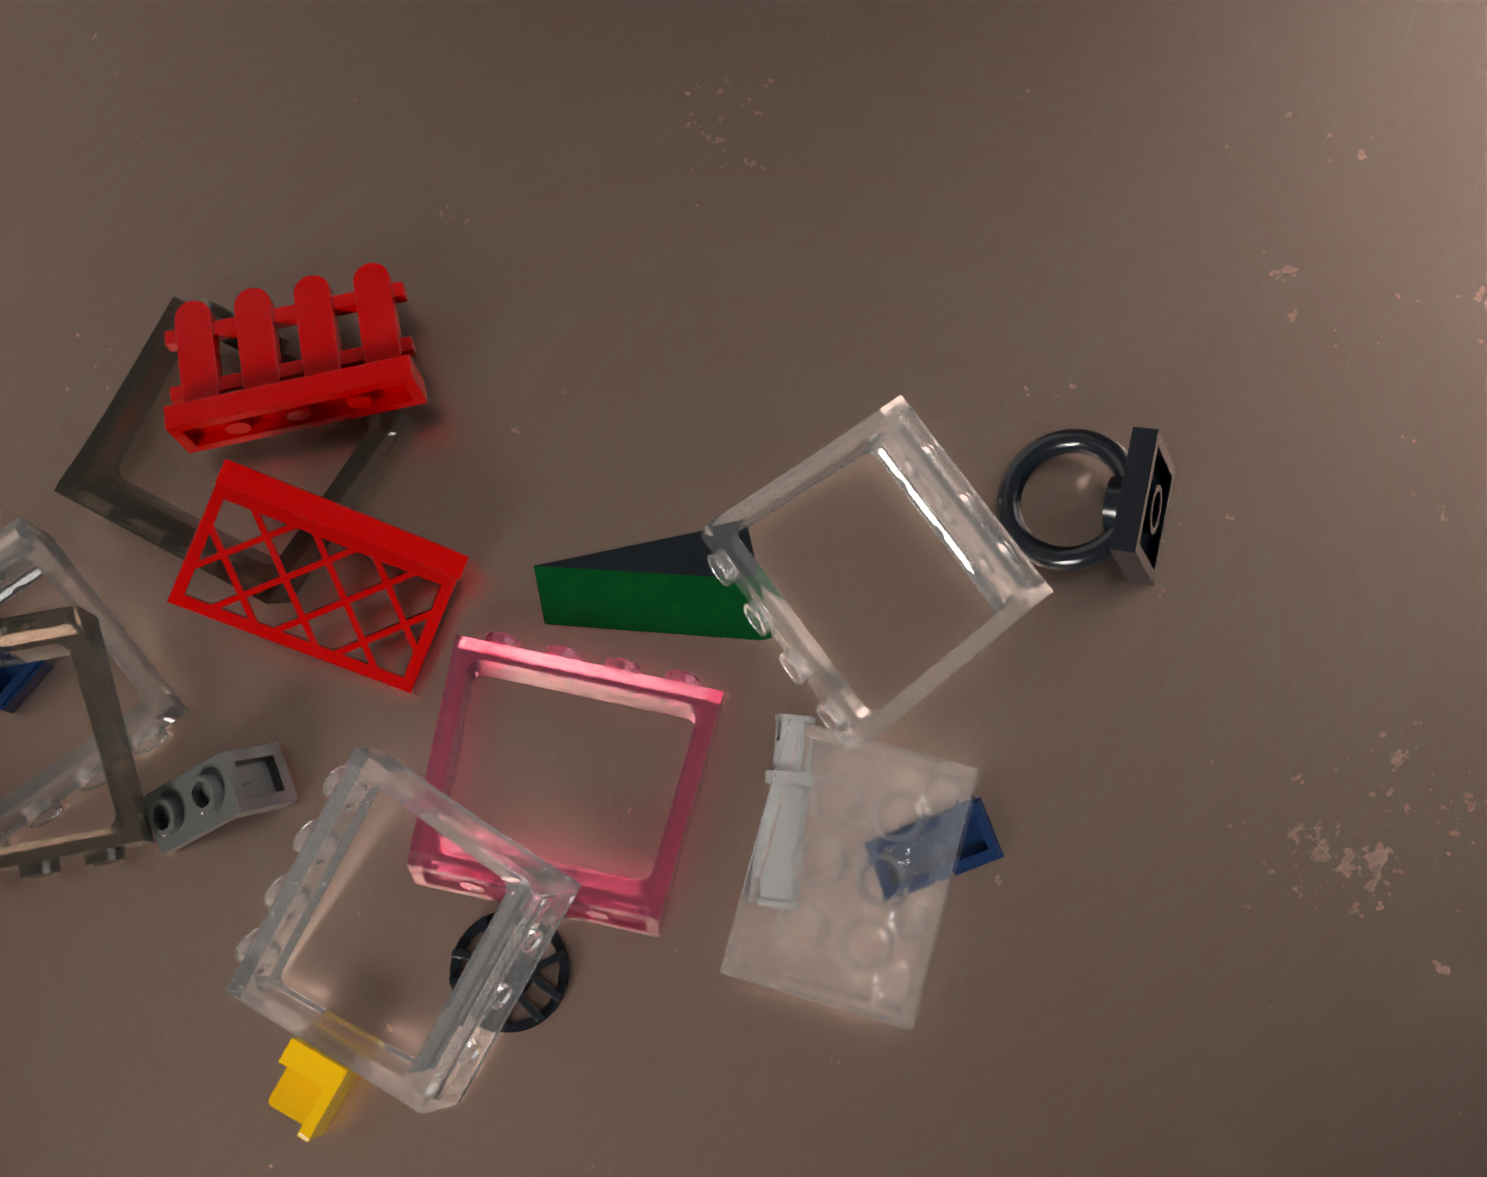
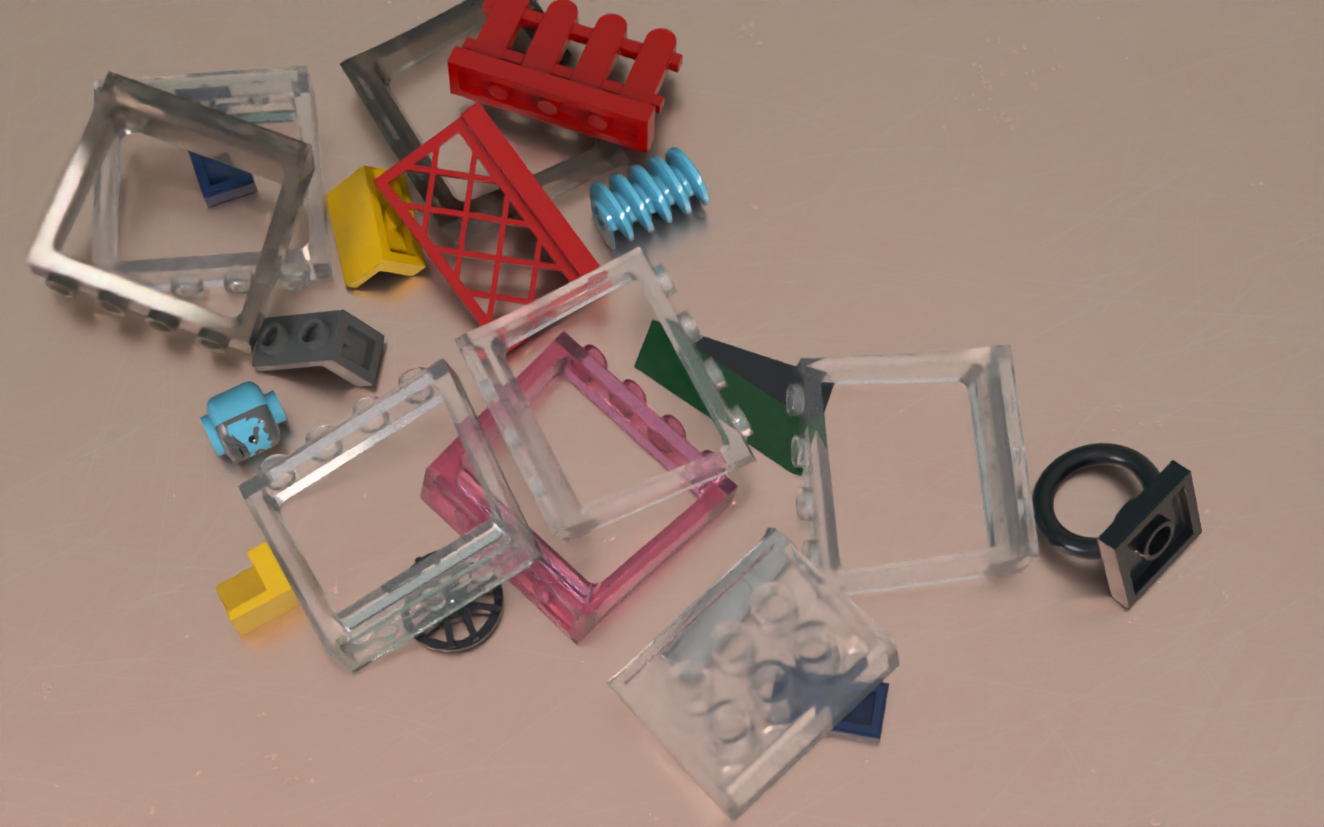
camera: 30 degrees right, 10 degrees down
(189, 921) = (243, 421): none -> medium azure head
(192, 648) = (369, 230): none -> yellow panel
(452, 445) = (645, 194): none -> medium azure piece
(480, 769) = (485, 356): none -> clear windscreen

